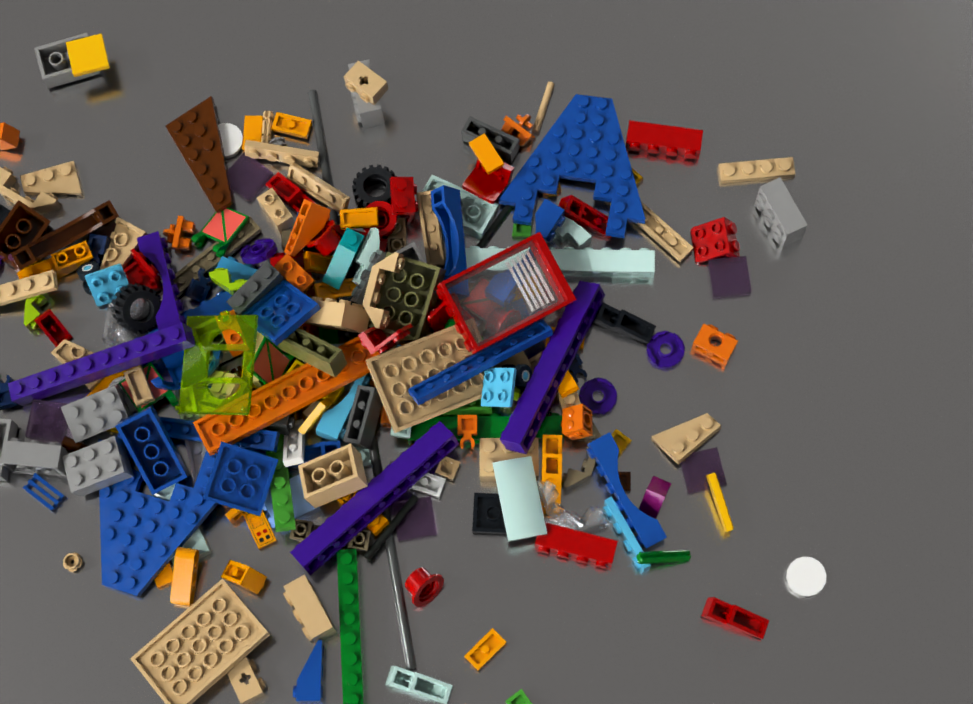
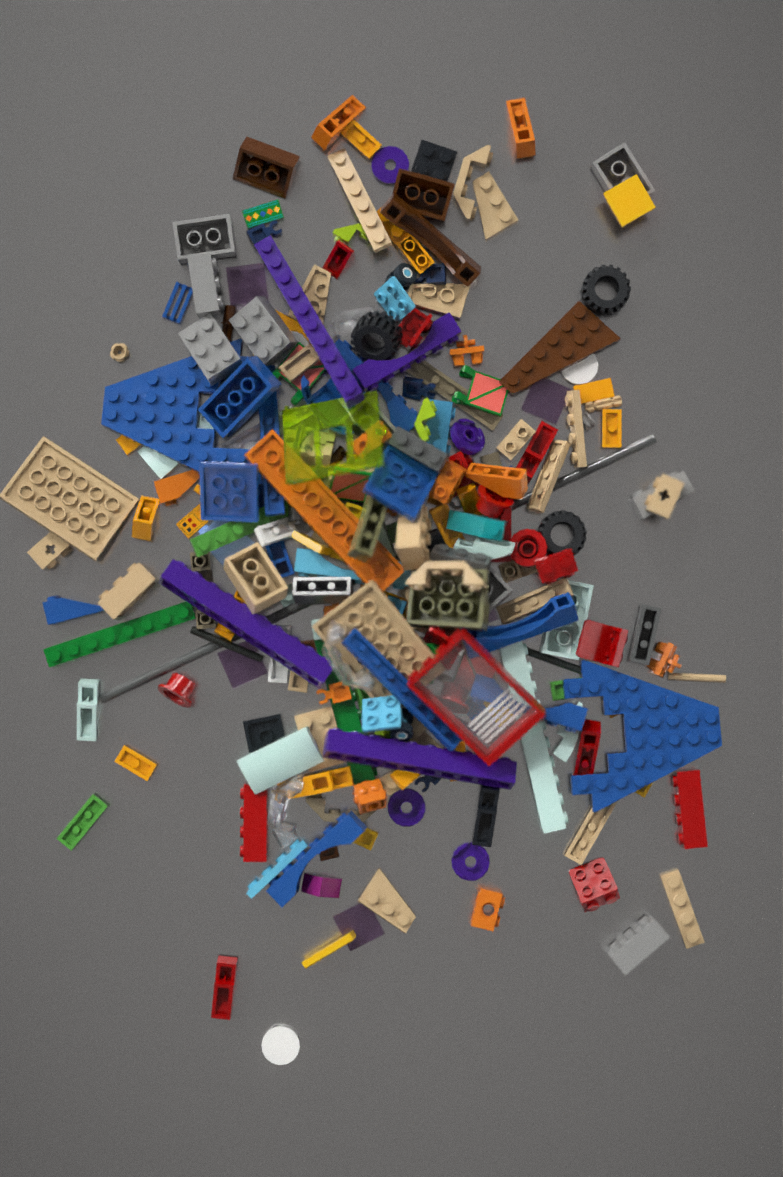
camera: 75 degrees right, 15 degrees up
(156, 87) = (617, 278): none -> black tyre
(184, 576) = (130, 463): light orange beam -> none
(221, 539) = (176, 487): none -> orange slope
(359, 218) = (522, 528): light orange tile -> none
(376, 340) = (393, 587): red bracket -> none
(459, 399) = (362, 679): none -> clear slope
(486, 154) = (623, 636): light orange tile -> none
(663, 556) = (262, 908): green axle -> none
(729, 276) = (561, 907): clear purple tile -> none

